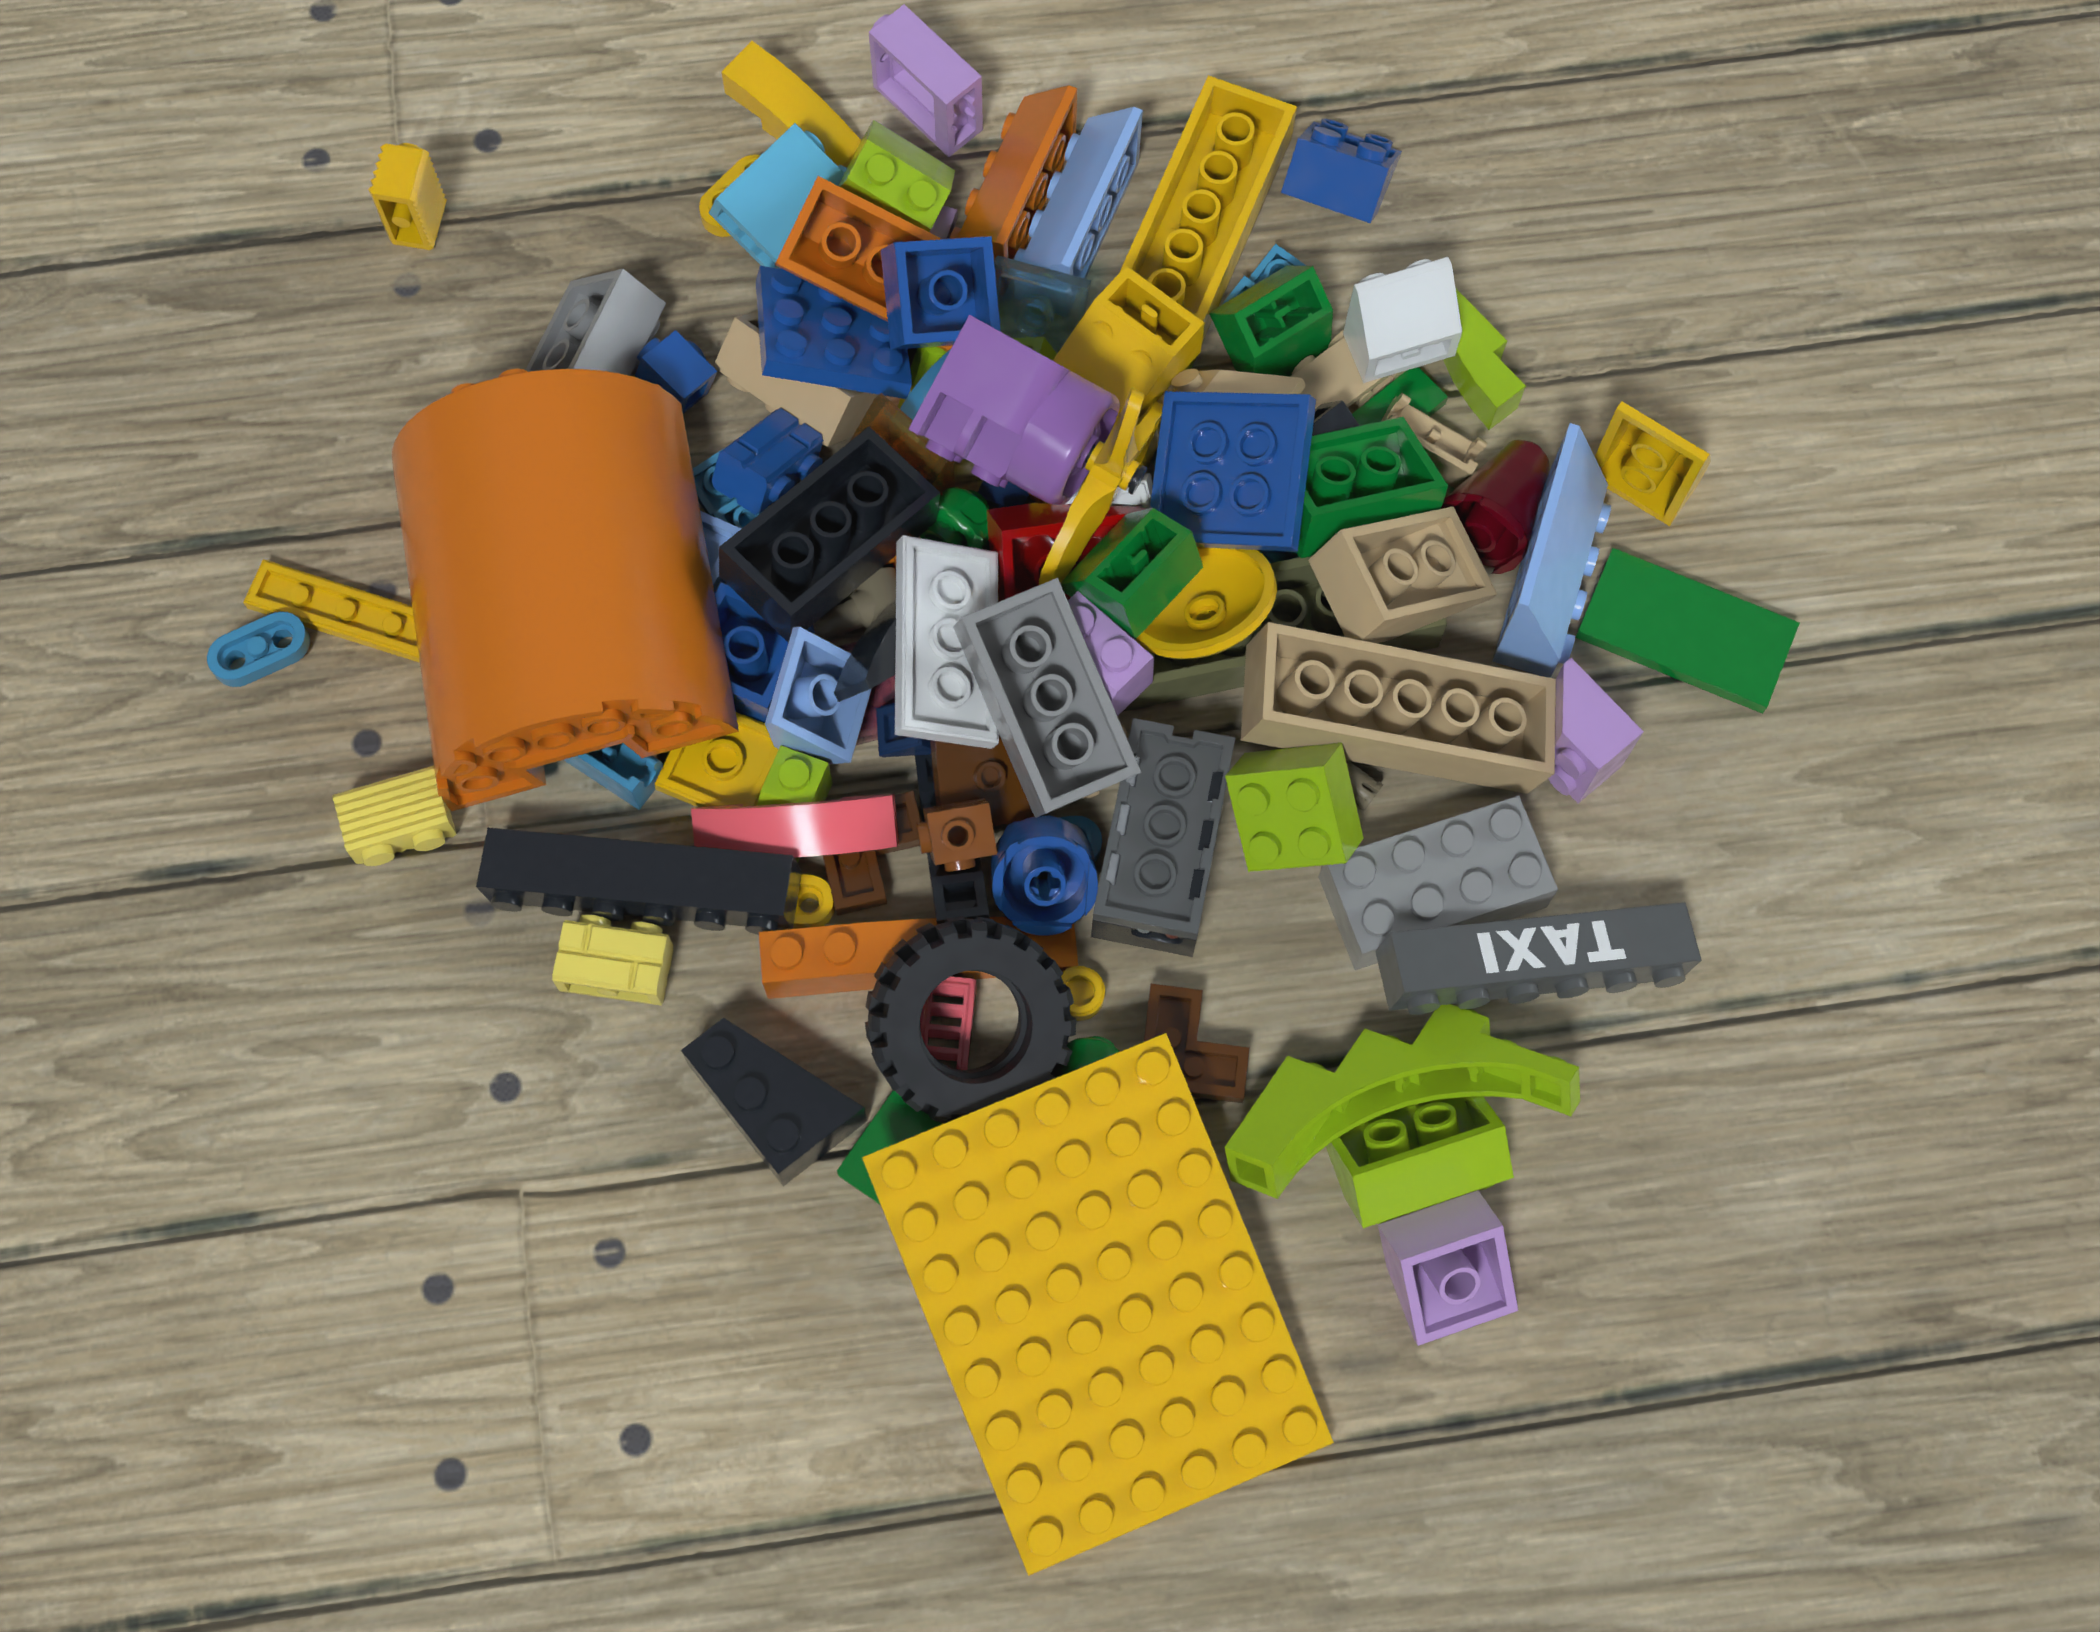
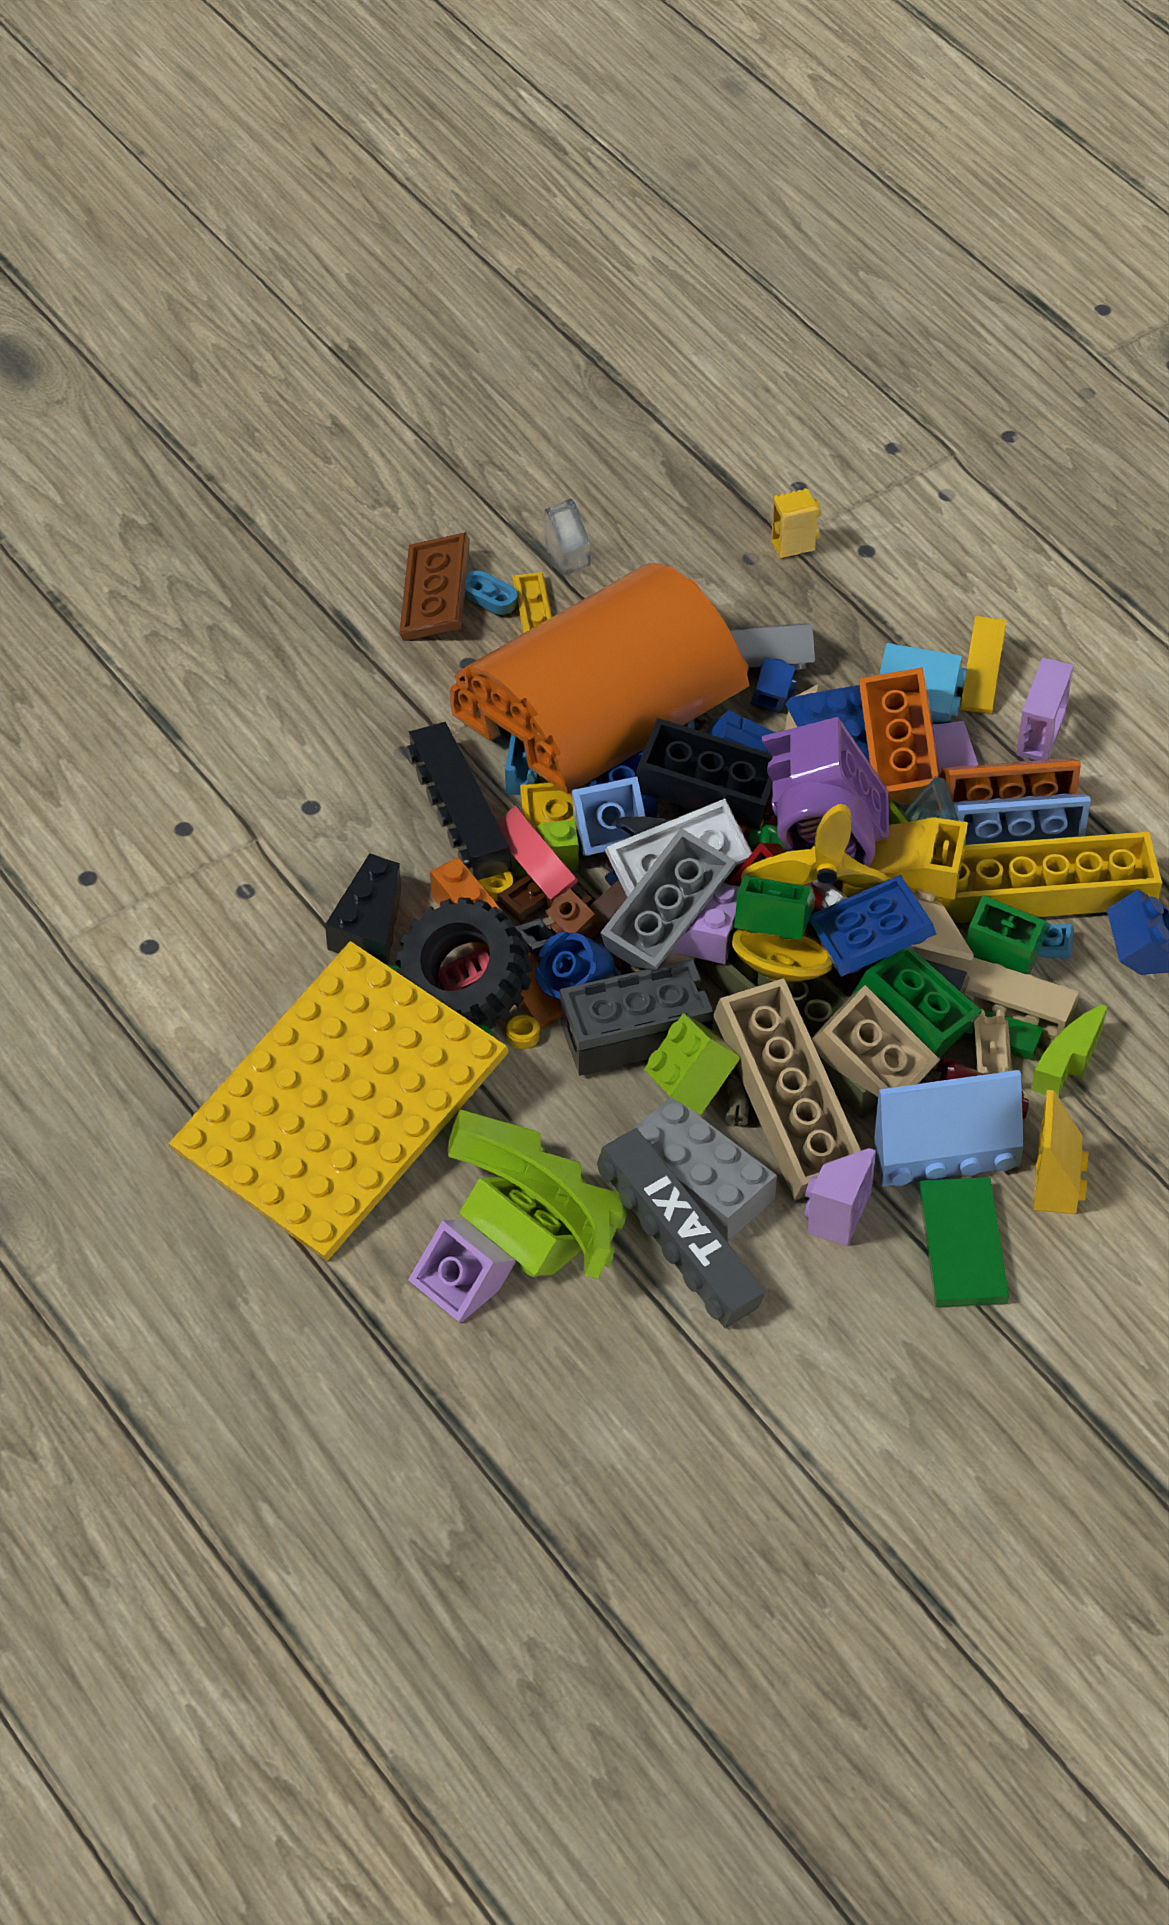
camera: 65 degrees right, 20 degrees down
(201, 716) = (434, 586): none -> dark orange tile
(239, 496) = (566, 538): none -> clear slope
(393, 817) = (426, 686): light yellow brick -> none
(613, 960) = (407, 813): light yellow brick -> none
(898, 177) = (965, 721): lime slope -> none
(936, 288) = (897, 753): blue brick -> none
(1209, 1068) = (514, 1085): reddish brown plate -> none
(1403, 319) = (1045, 982): white slope -> none

